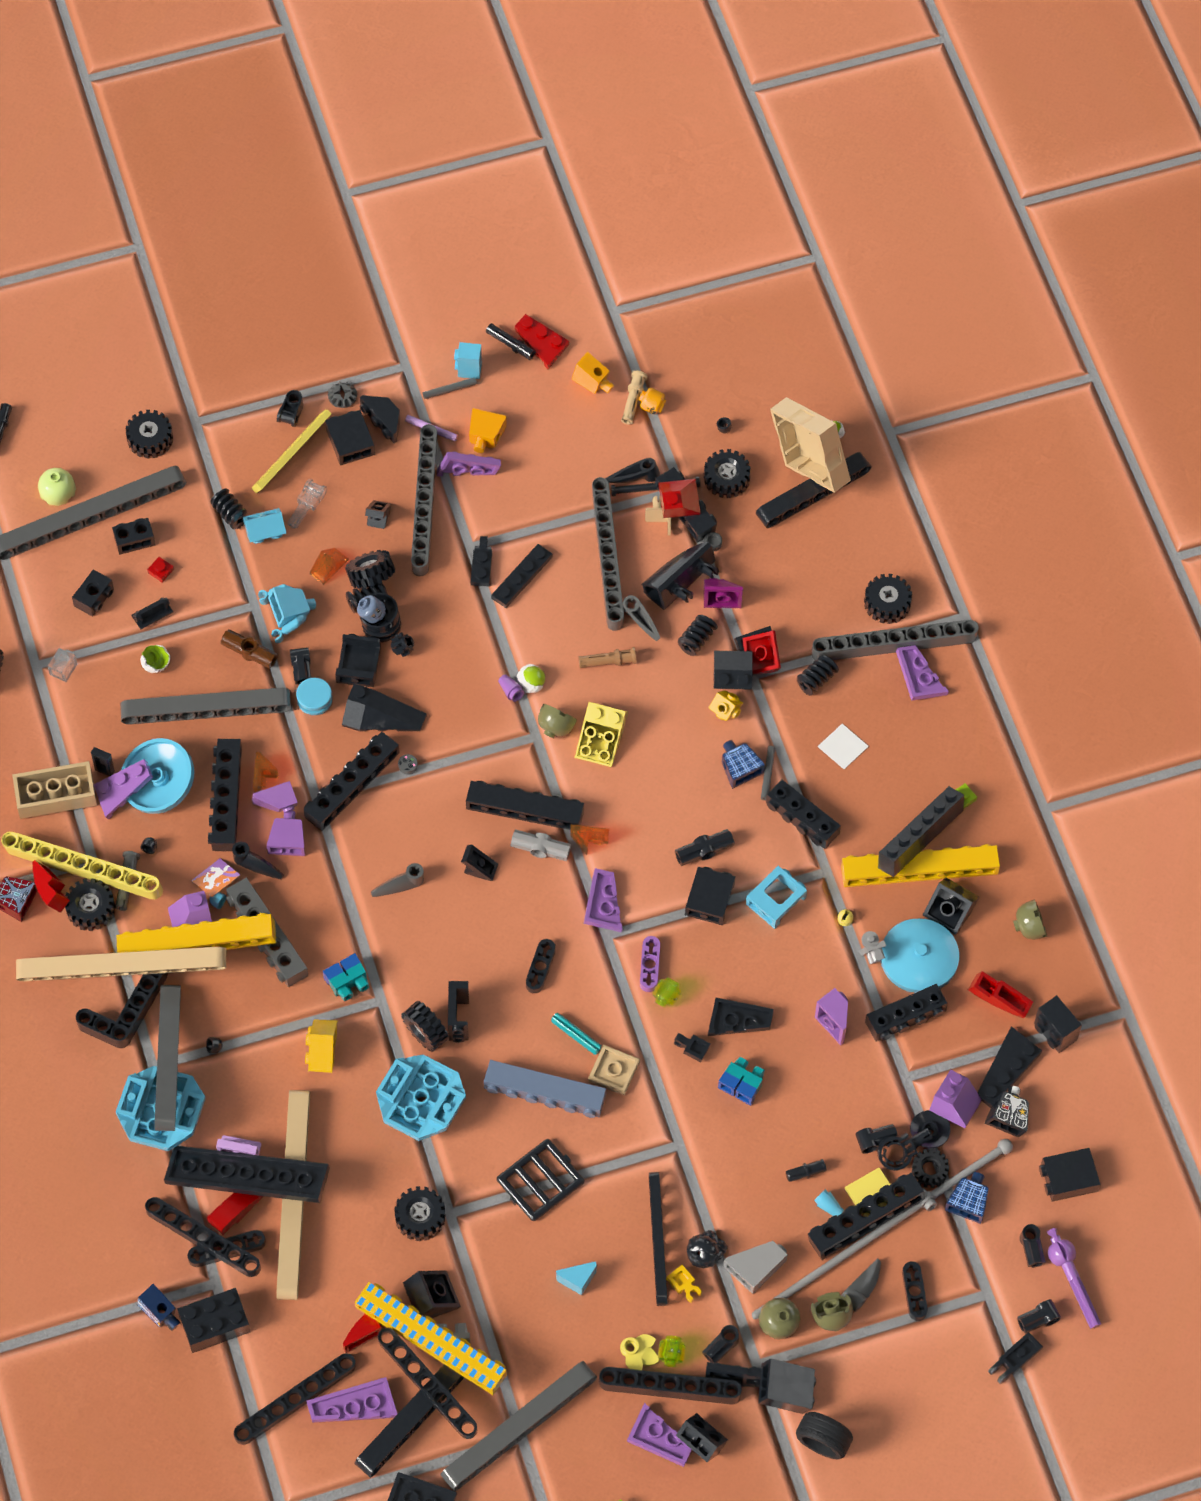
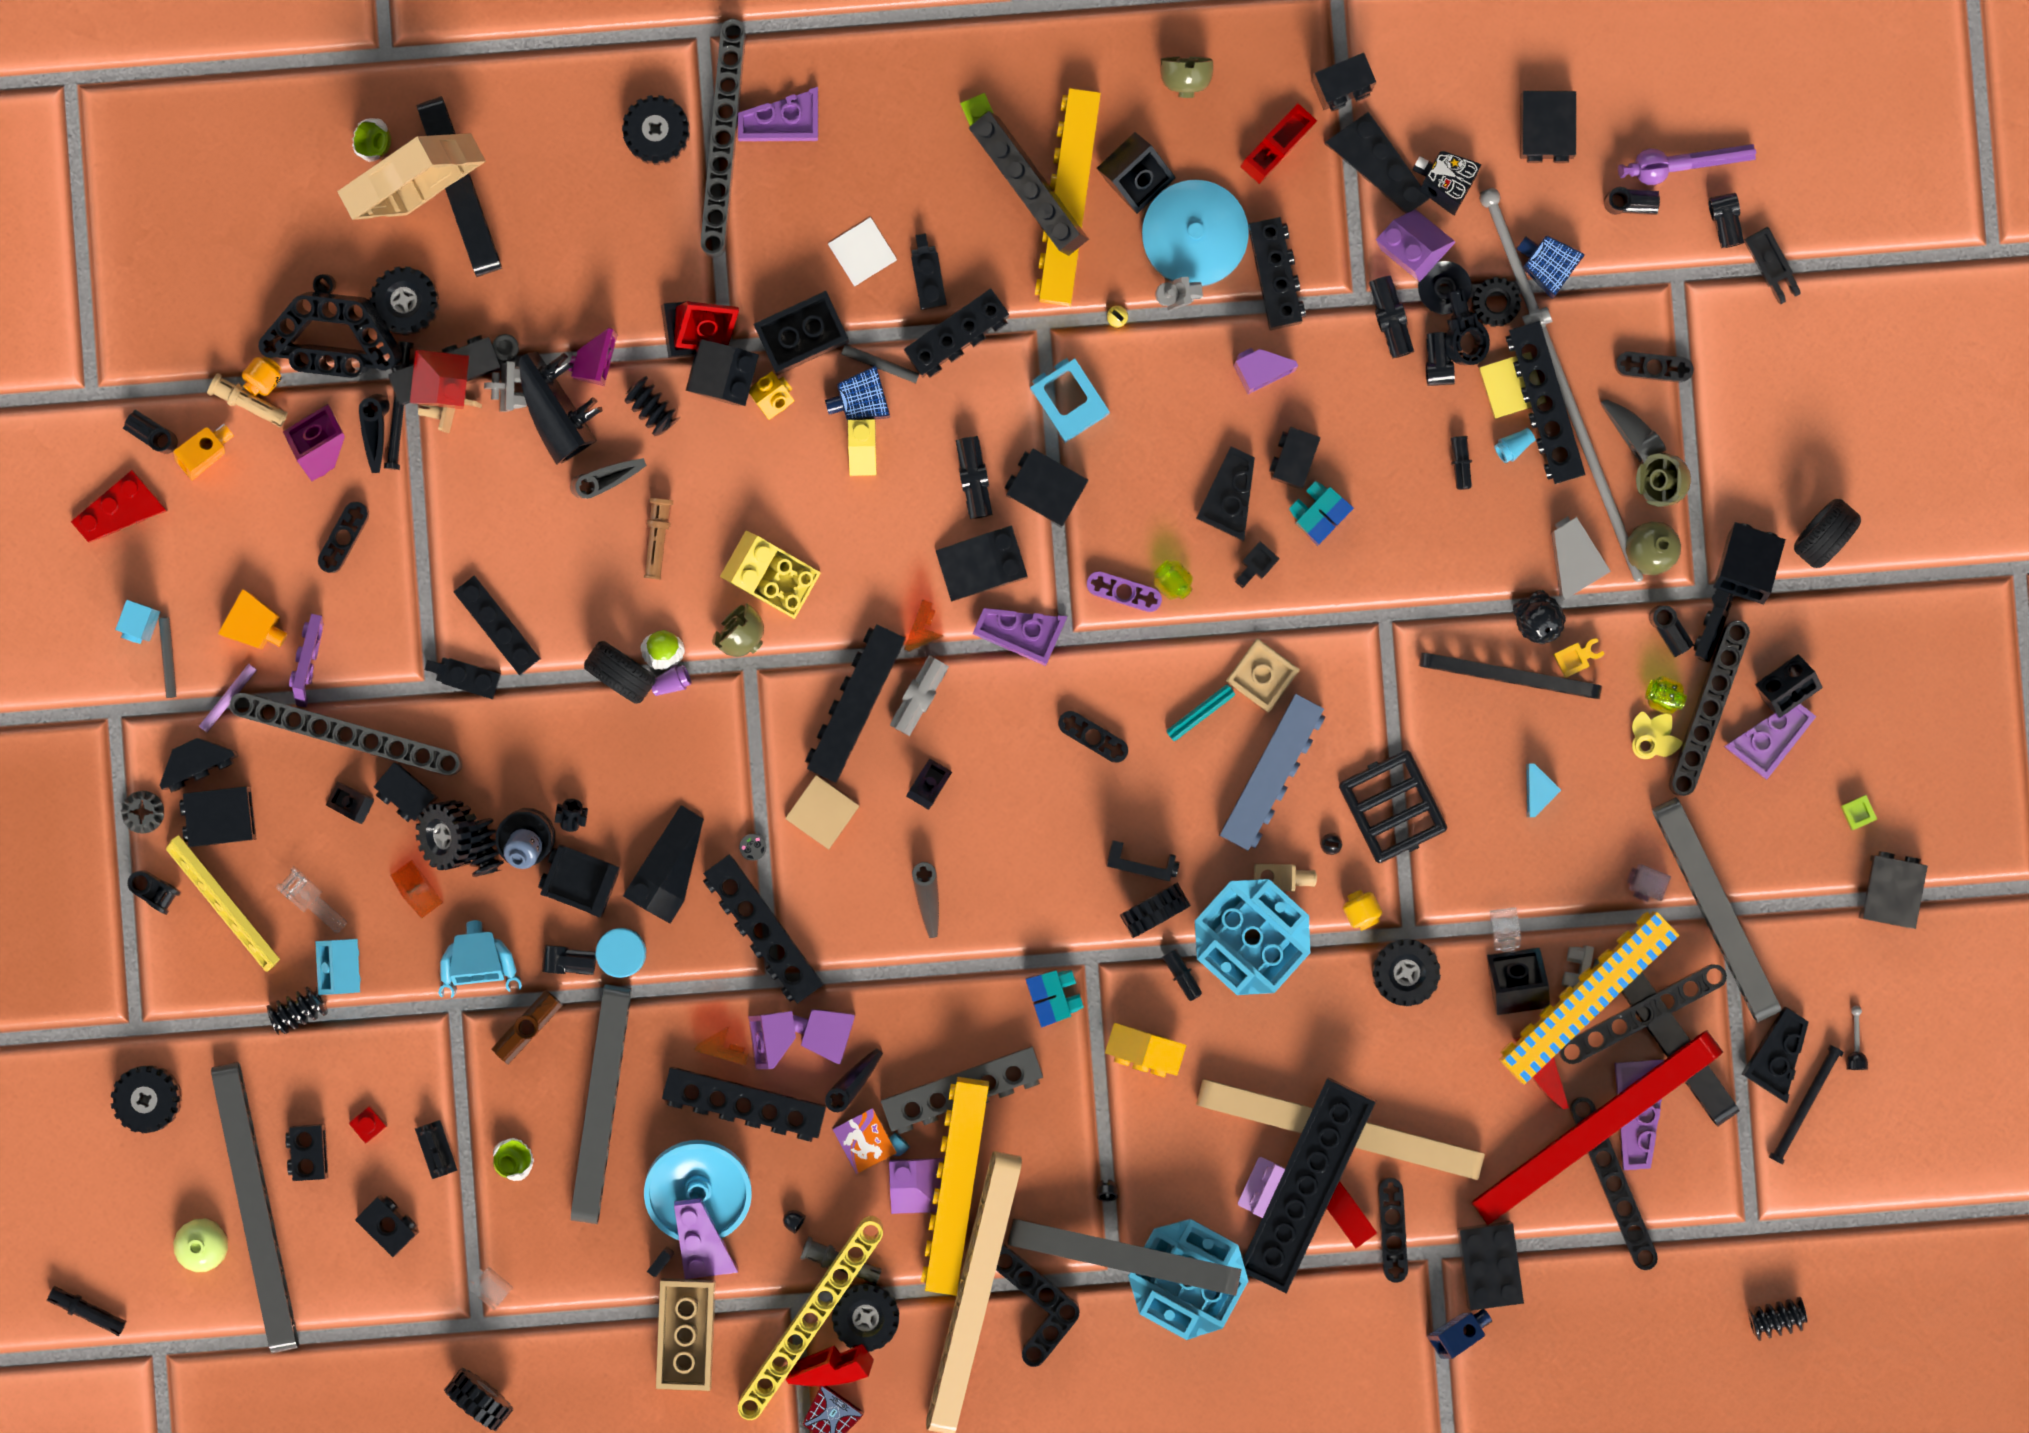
camera: 75 degrees left, 25 degrees up
(208, 1244) = (1368, 1270): black beam -> none
(335, 1371) = (1597, 1127): none -> red beam
(382, 1061) = (1182, 975): none -> black axle
(394, 540) = (404, 791): none -> black brick
(443, 803) = (822, 812): none -> tan tile
(459, 1172) = (1362, 910): none -> yellow head
(468, 1276) = (1505, 929): none -> clear bracket
(470, 1116) = (1287, 876): none -> tan bracket
(498, 1143) = (1332, 838): none -> black hinge
(508, 648) = (619, 672): none -> black tyre
(517, 345) = (88, 572): black pin -> none
(527, 1371) = (1648, 883): none -> brick
(572, 471) = (360, 523): none -> black beam
(598, 343) = (149, 432): none -> black piece
(607, 561) = (479, 500): dark grey beam -> none
(614, 439) = (316, 442): none -> magenta slope
(646, 867) = (981, 563): none -> black slope
(678, 548) = (508, 398): none -> light grey hips
(703, 448) = (369, 358): none -> black piece
(706, 771) = (862, 447): none -> light yellow slope
(774, 714) = (801, 333): none -> black brick
(777, 1055) = (1295, 458): none -> black brick
(816, 674) = (751, 259): black piece -> none
(839, 789) = (928, 275): none -> black hinge
(898, 1098) = (1391, 317): none -> black piece

